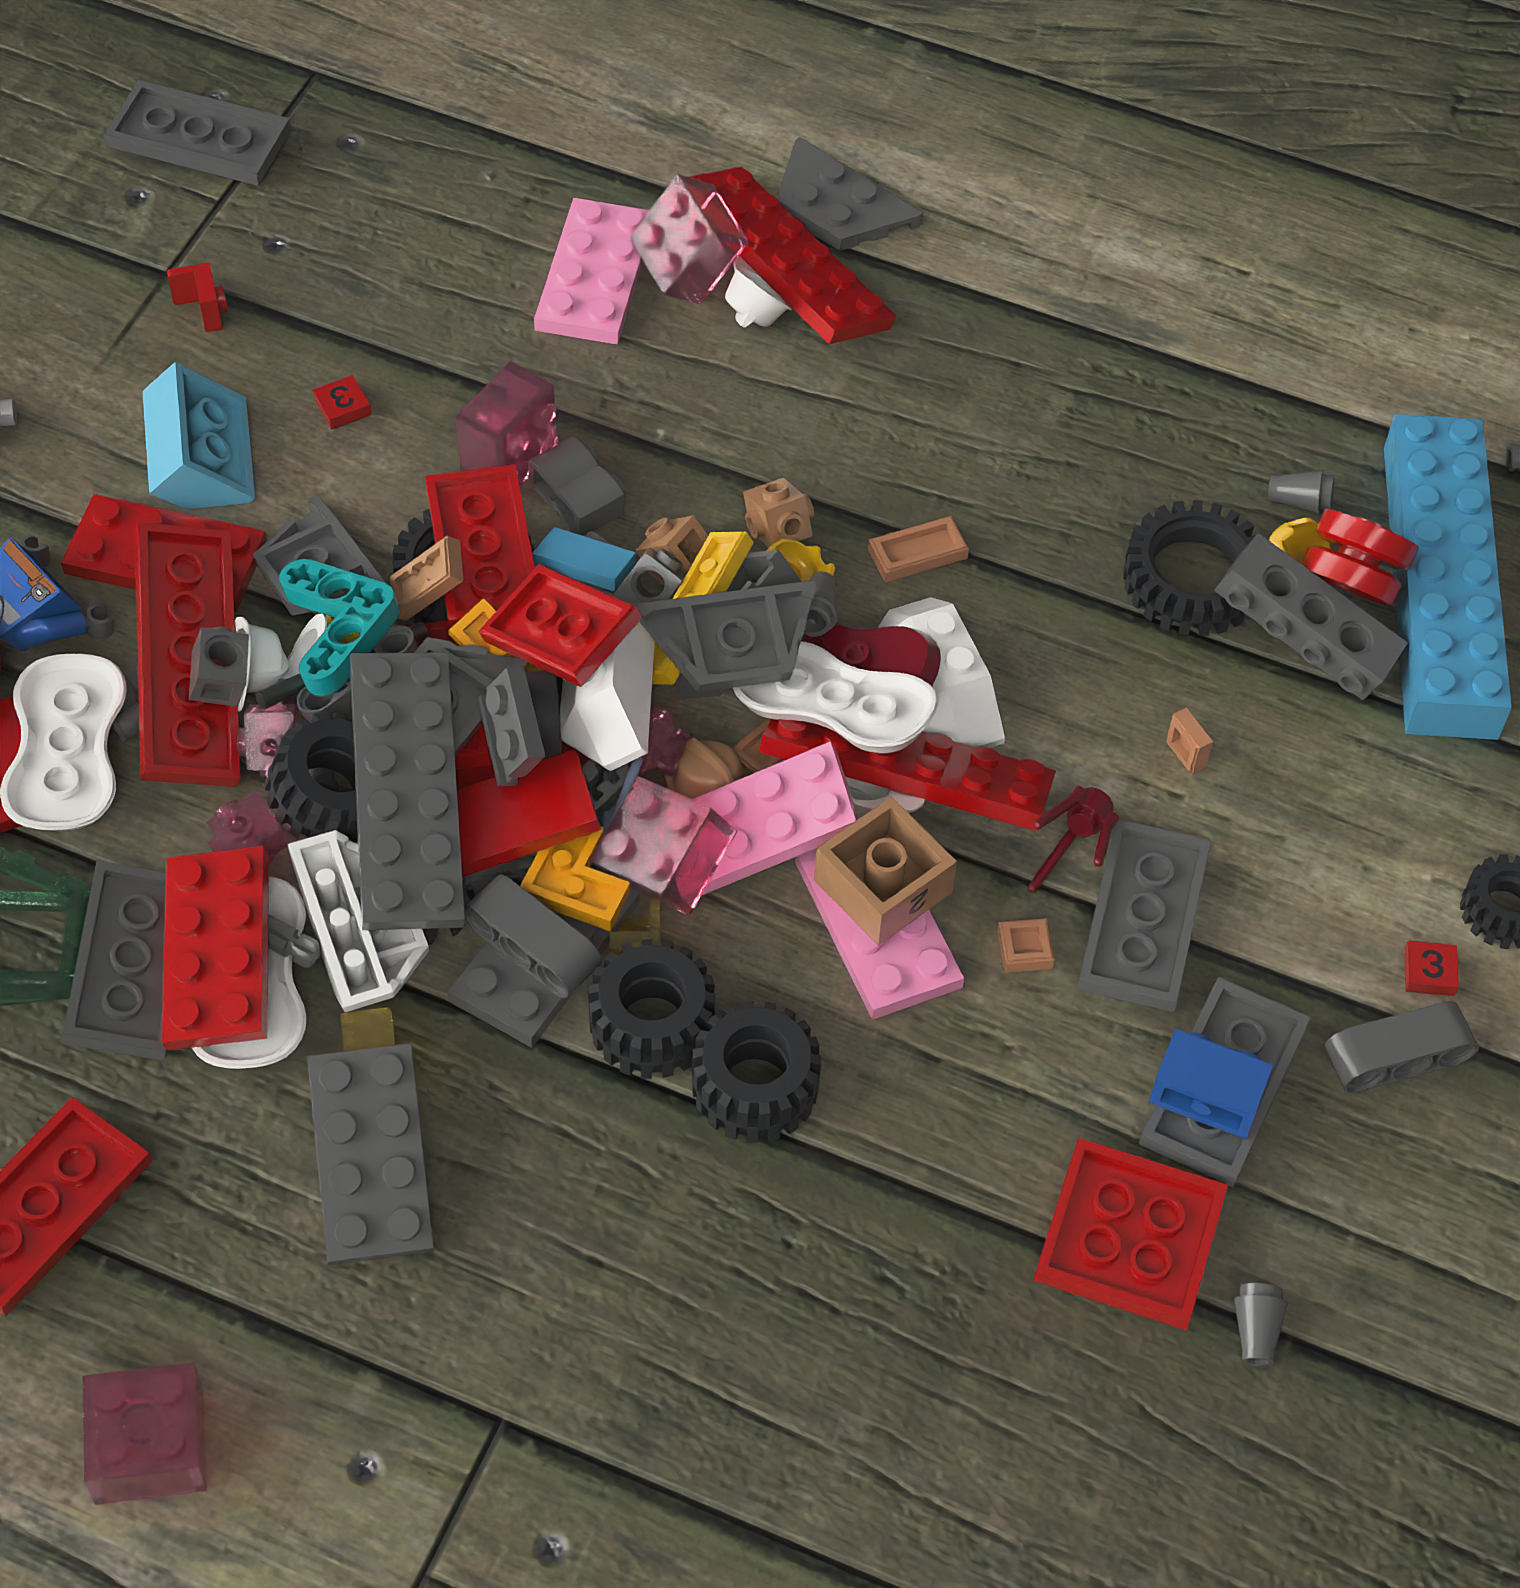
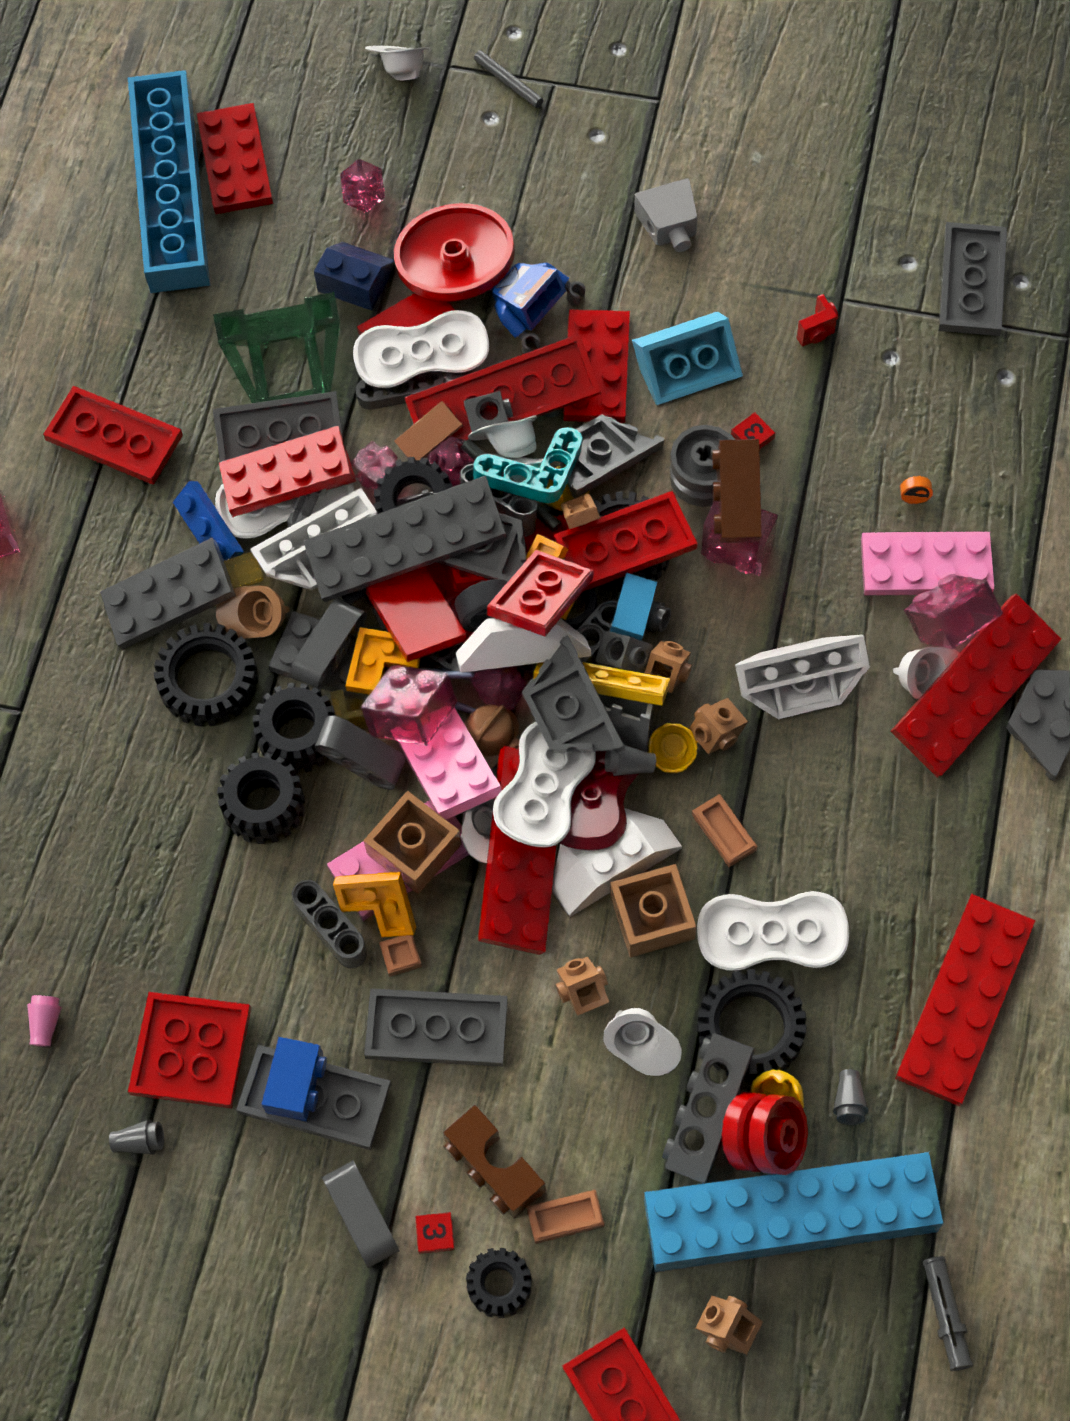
camera: 85 degrees right, 10 degrees up
(118, 812) = (392, 398): none -> dark grey beam
(214, 756) = (428, 432): none -> nougat tile
(252, 1087) = (205, 519): none -> blue plate
(381, 452) = (692, 463): none -> dark grey wheel
(445, 1035) = (252, 612): none -> medium nougat piece
(474, 375) = (737, 491): none -> reddish brown wedge
(490, 252) = (916, 490): none -> orange tile
(511, 726) = (467, 576): dark grey plate -> none
(529, 1178) = (197, 641): none -> black tyre
(577, 486) = (713, 593): dark grey brick -> none
(721, 922) = (360, 752): none -> dark grey beam
(724, 405) = (803, 675): none -> white wedge
(954, 930) = (383, 894): none -> light orange plate
(980, 999) = (323, 909): none -> dark grey beam
(1029, 630) = (652, 910): none -> medium nougat brick
(1049, 1435) = (43, 1017): none -> bright pink cone
(1071, 538) = (800, 929): none -> white plate
(1087, 814) = (506, 975): dark red plant -> none
(1119, 727) = (582, 985): none -> medium nougat brick
(1189, 741) = (587, 1038): nougat tile -> none
(1190, 361) = (965, 1000): none -> red plate
(1202, 679) = (642, 1042): none -> white piece
(1317, 898) = (511, 1186): none -> reddish brown arch
(1421, 818) = (565, 1216): none -> nougat tile

